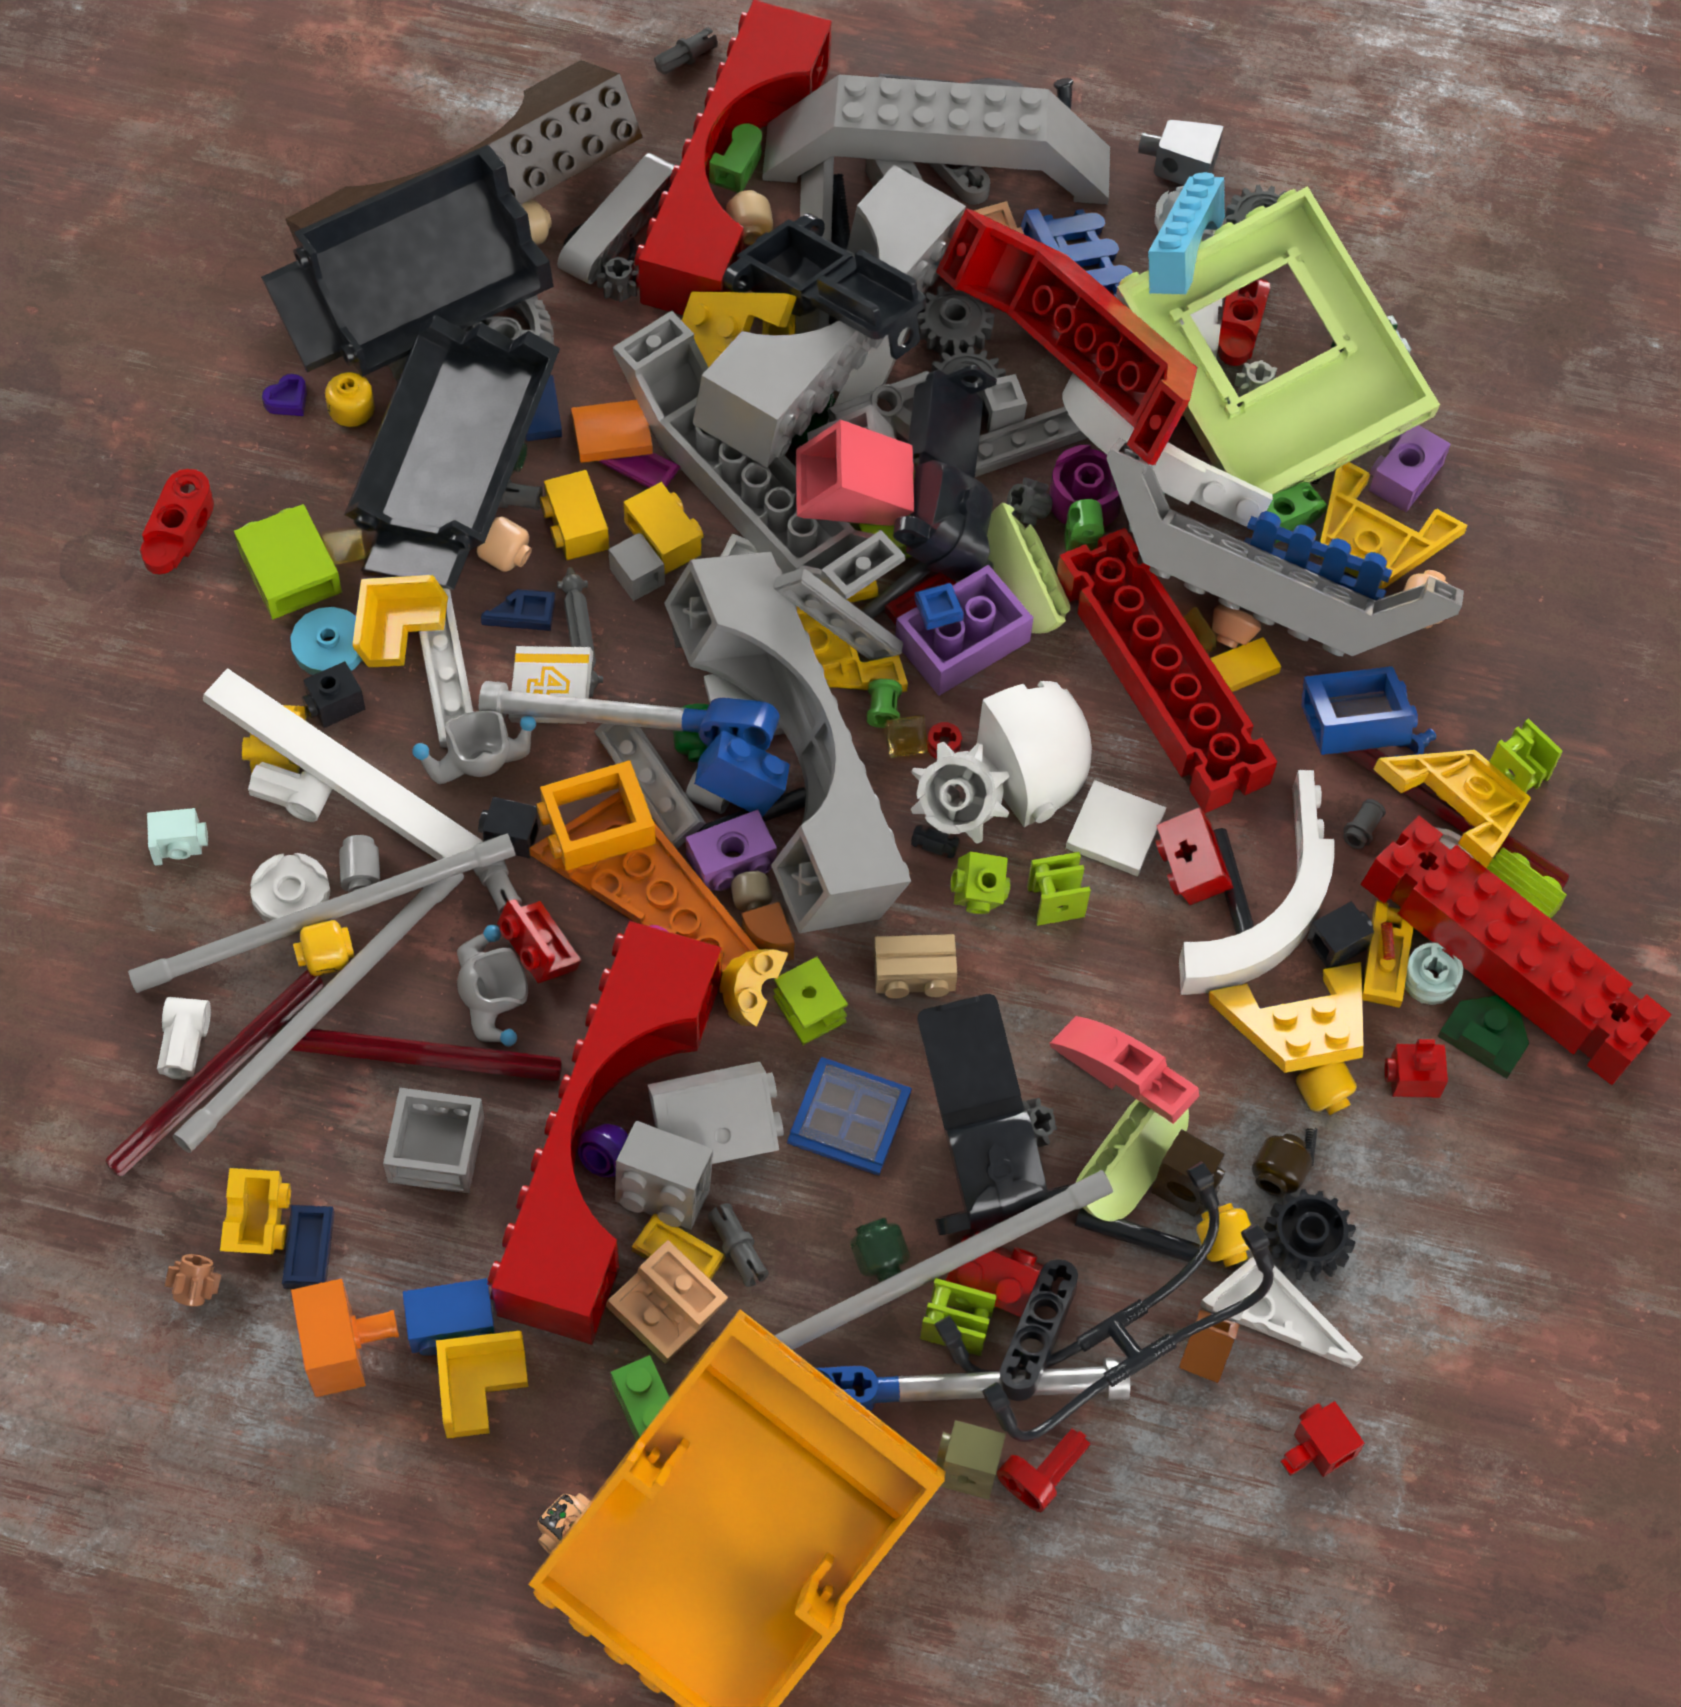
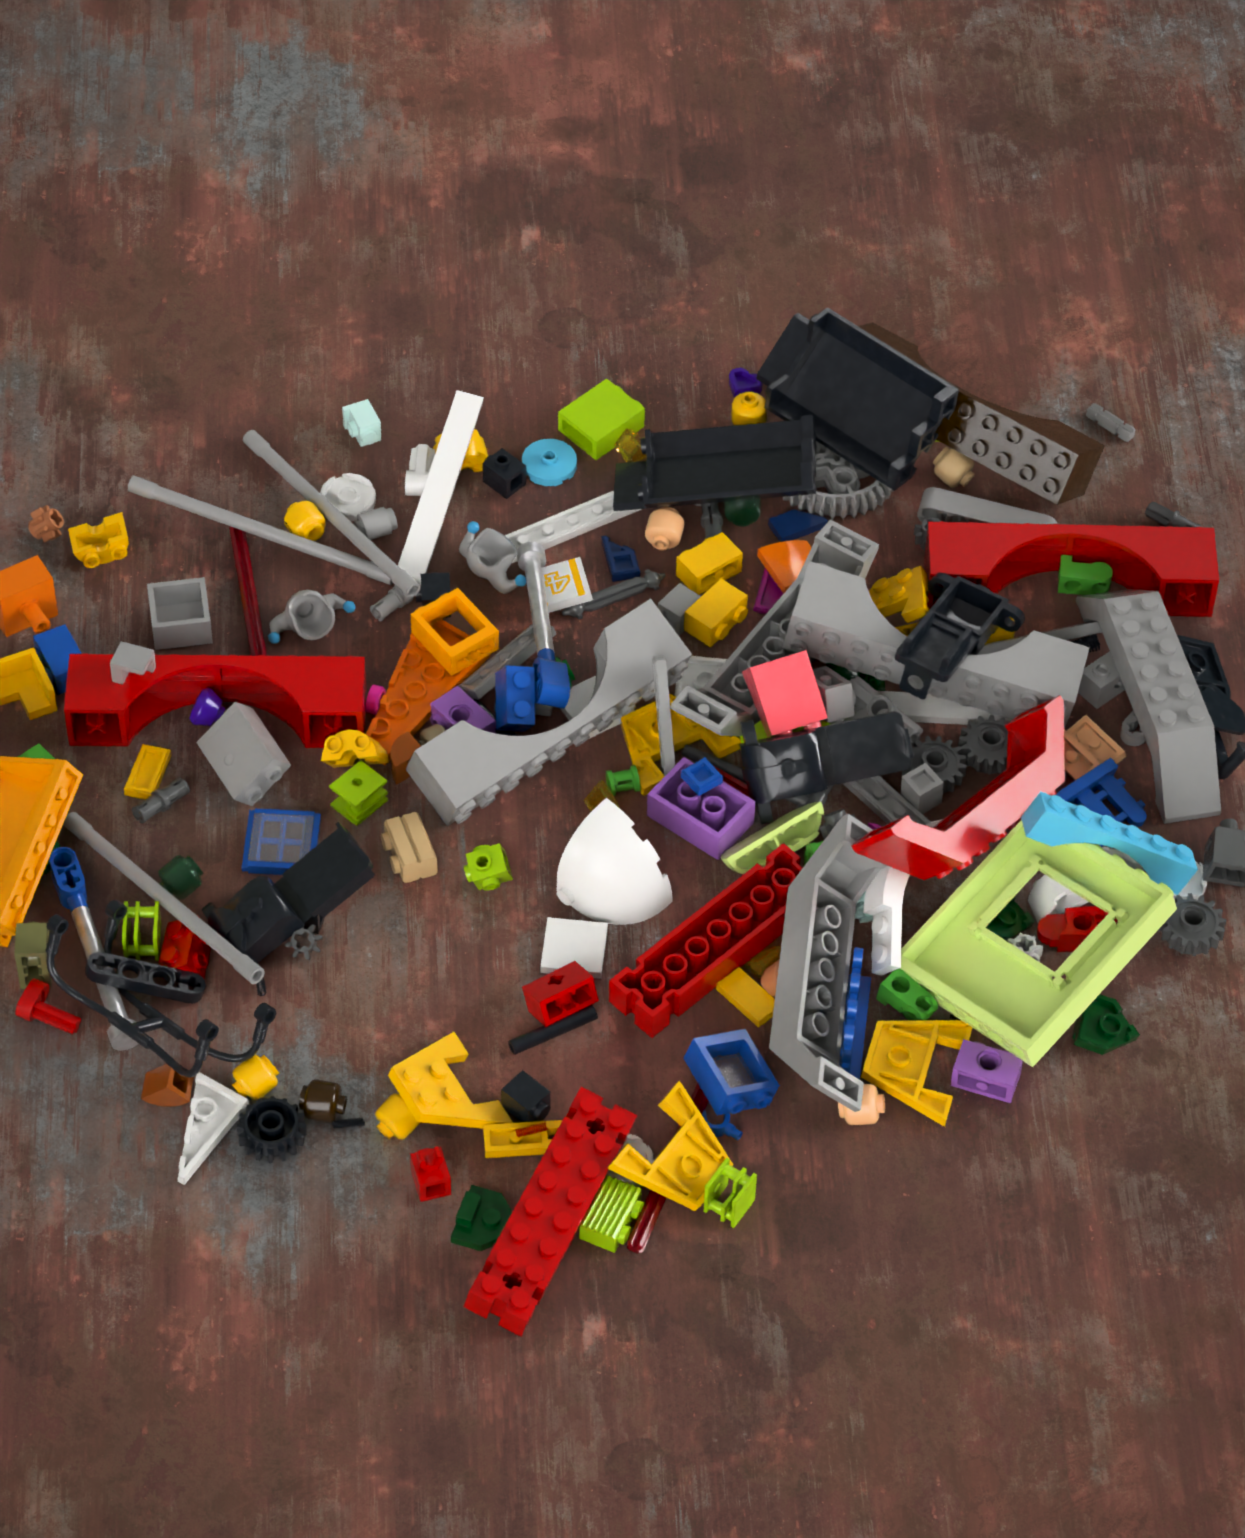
camera: 75 degrees right, 10 degrees down
(166, 546) = (608, 352): red piece -> none
(183, 1026) = (226, 469): white piece -> none
(213, 1073) = (126, 471): dark red axle -> none
(308, 1246) = (91, 579): dark blue tile -> none
(390, 610) = (573, 480): yellow panel -> none
(511, 59) = (1110, 422): none -> light grey axle
(537, 940) = (351, 630): red bracket -> none
(556, 1202) = (131, 659): none -> light grey panel
(663, 1175) = (188, 736): light grey piece -> none
(666, 1301) = (108, 770): light nougat slope -> none
(752, 213) = (1028, 594): tan head -> none
(935, 841) = (520, 840): black piece -> none
(941, 800) = (550, 831): white brick -> none
(1065, 876) = (509, 908): lime piece -> none
(1128, 1063) = (357, 978): coral slope -> none
(1131, 1159) = (301, 1009): yellowish green brick -> none
(1139, 1236) = (242, 1022): black piece -> none
(1172, 1179) = (289, 1036): dark brown brick -> none
(1257, 950) = (557, 1074): white arch -> none
(1324, 1439) = (113, 1169): red brick -> none
(1360, 830) = (637, 1103): dark grey pin -> none
(1421, 982) = (508, 1175): light aqua wheel -> none

